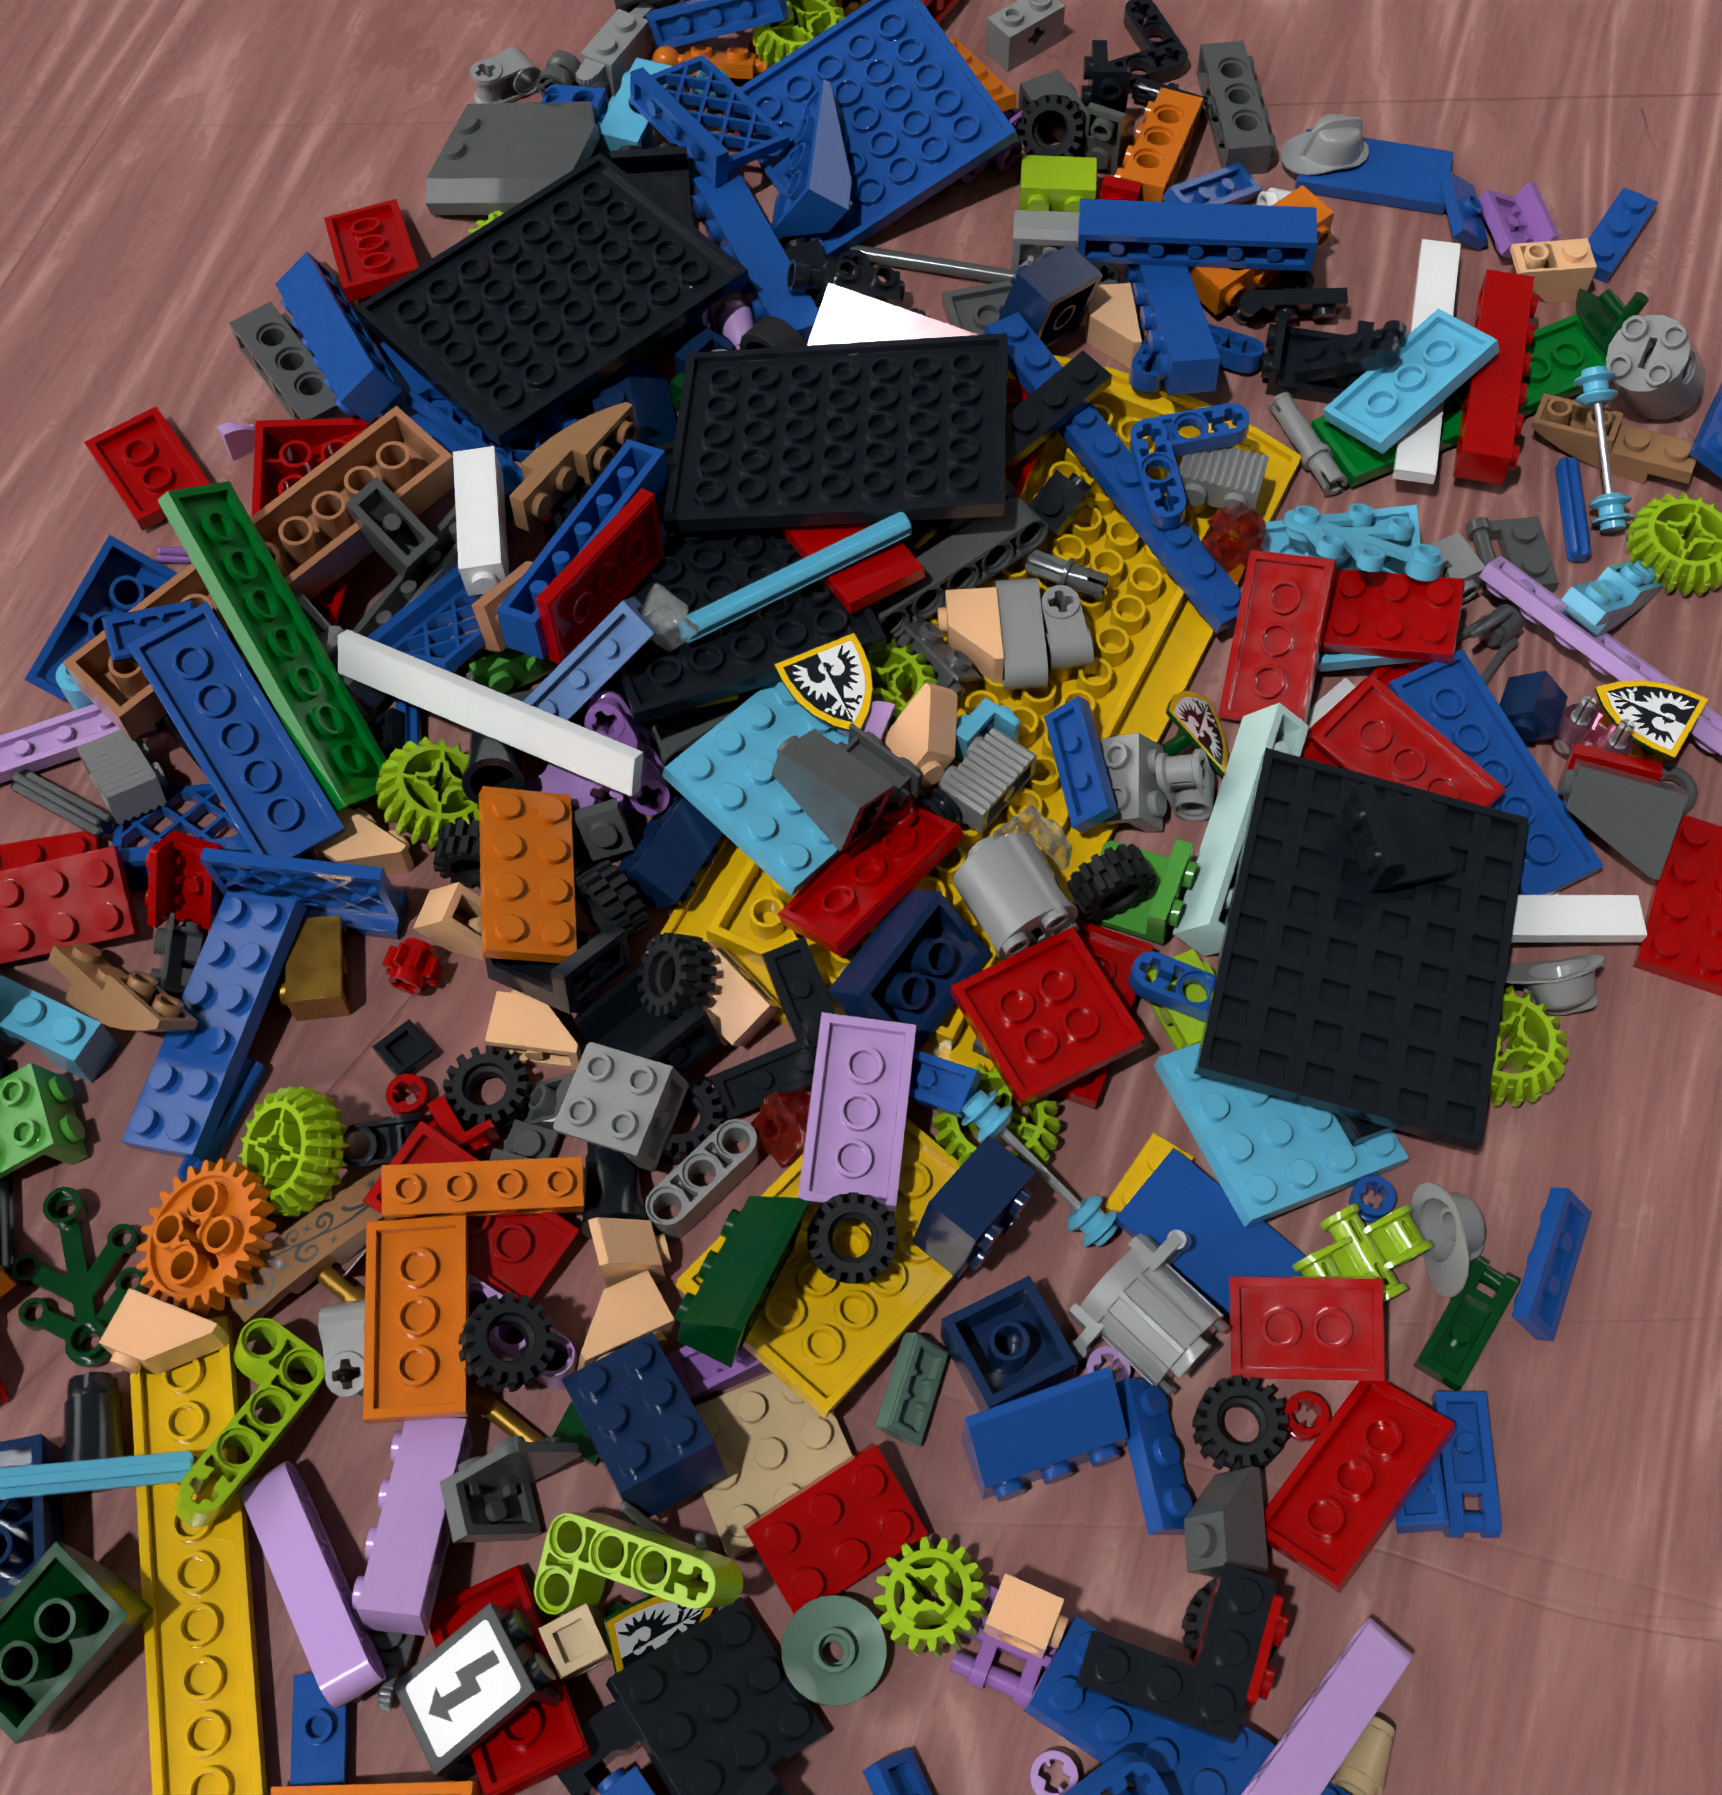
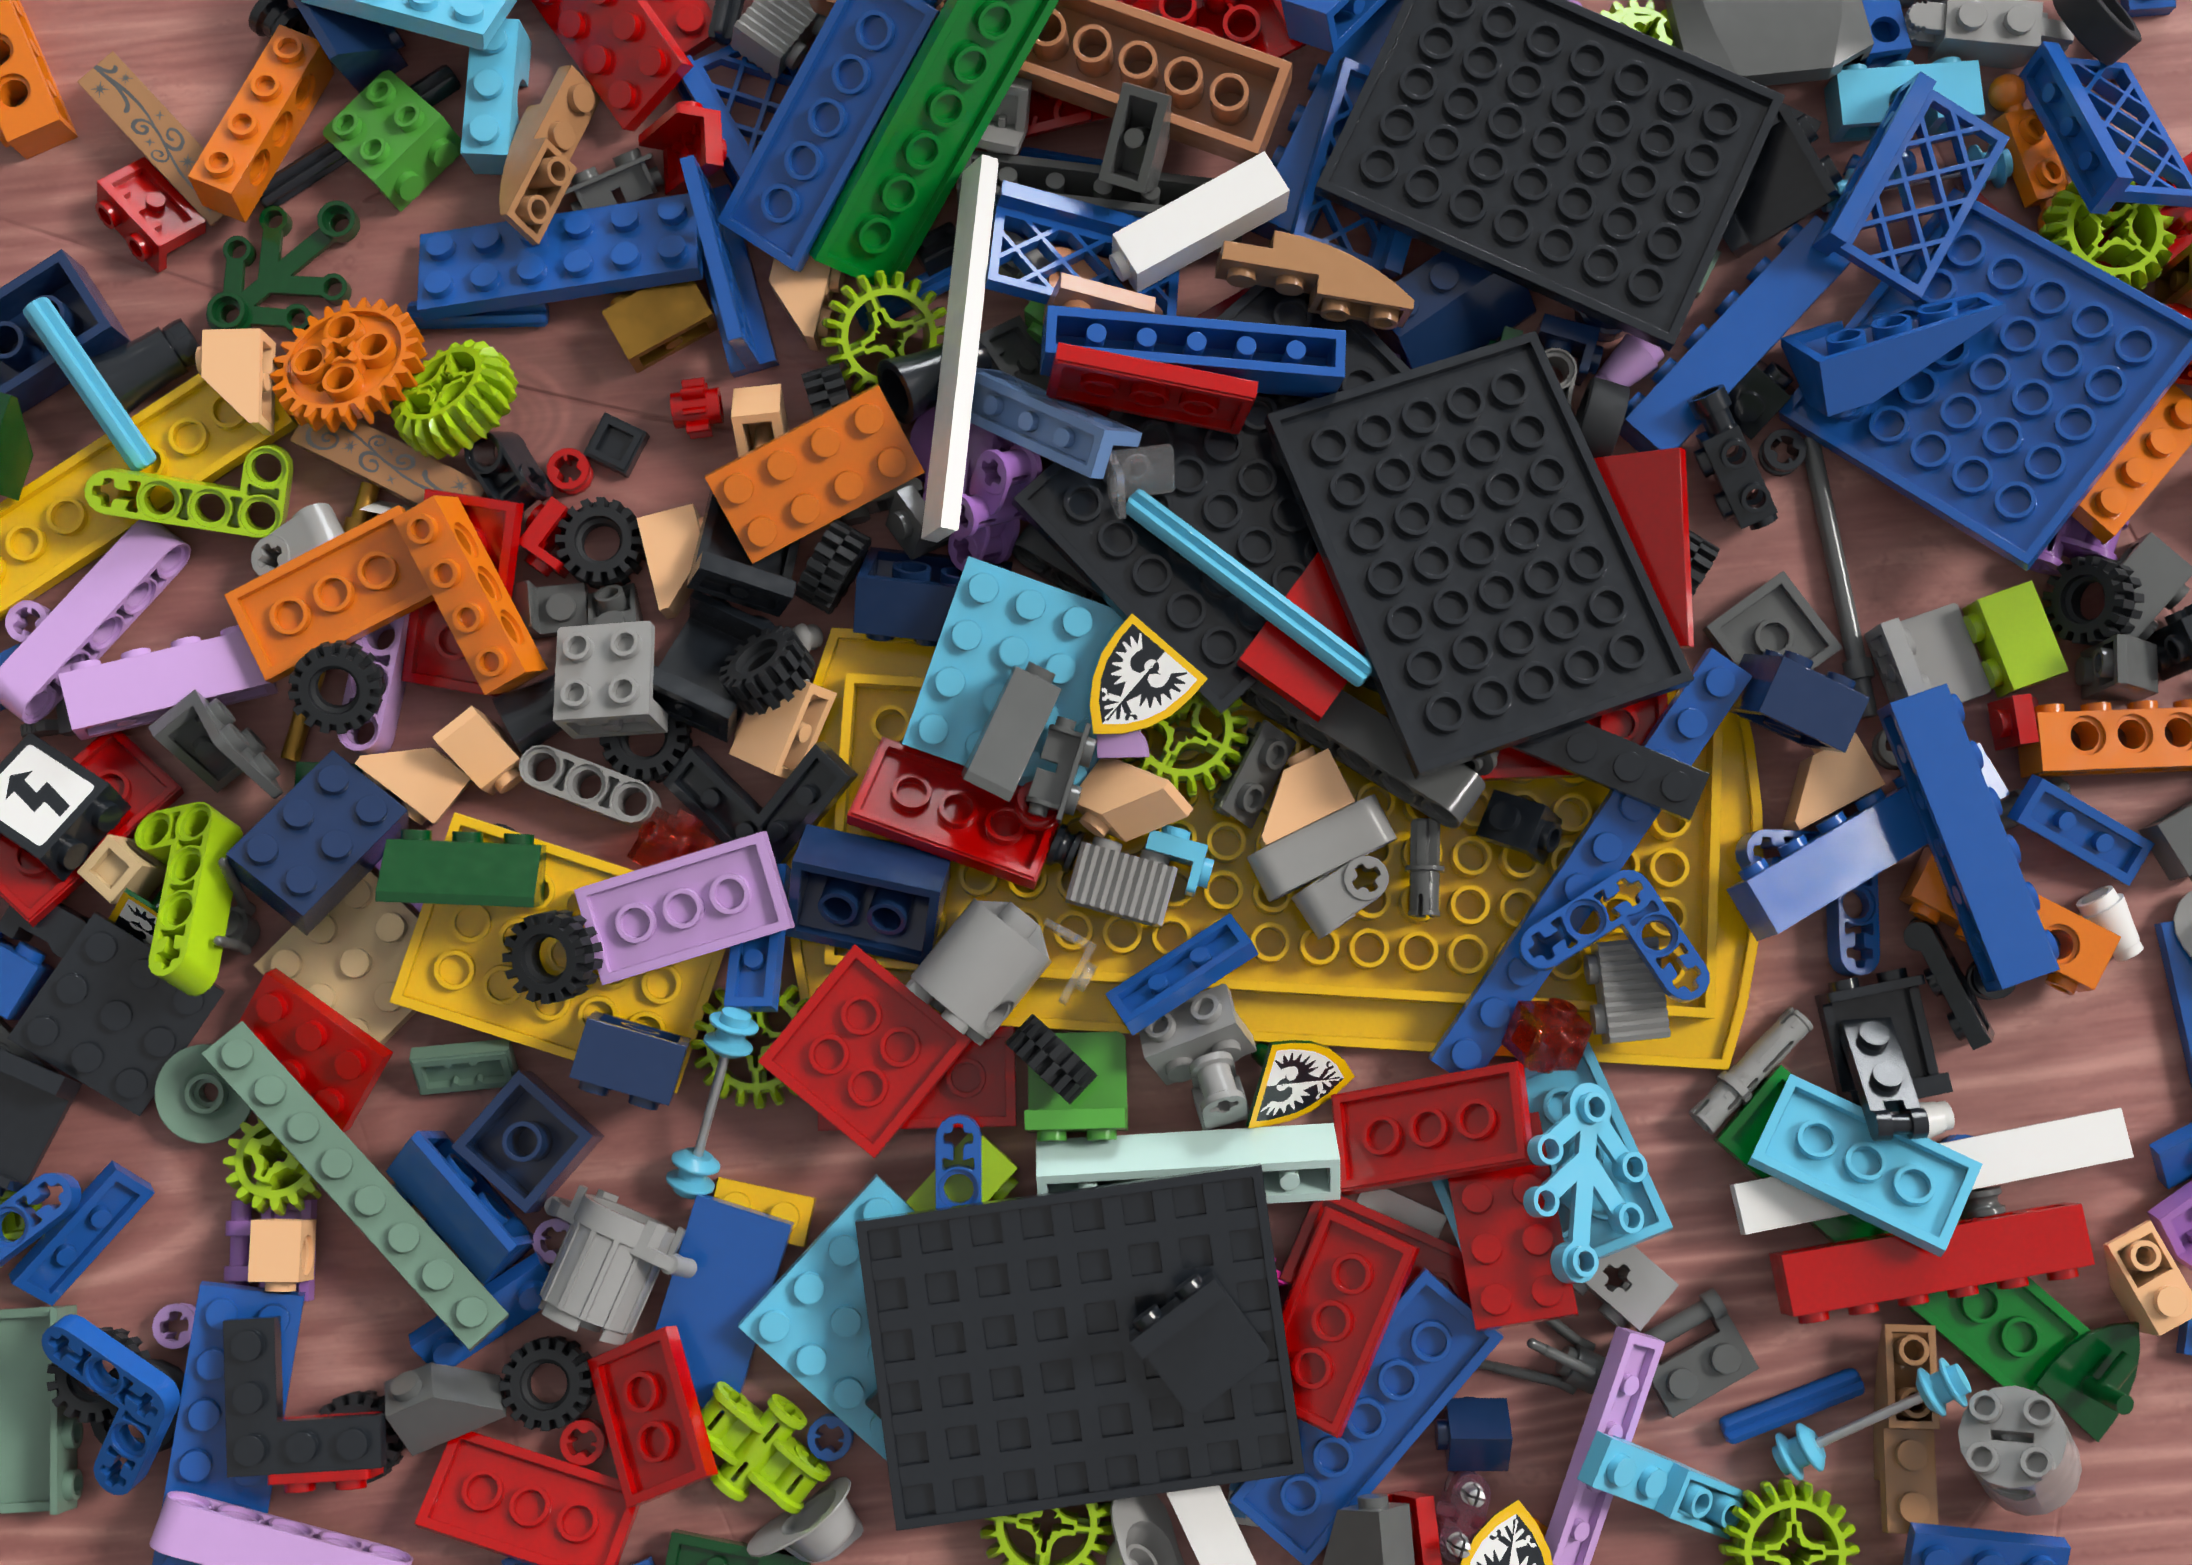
camera: 70 degrees right, 20 degrees up
(266, 1647) = (16, 620): none -> lavender bush
(985, 1517) = (356, 1186): none -> sand green plate

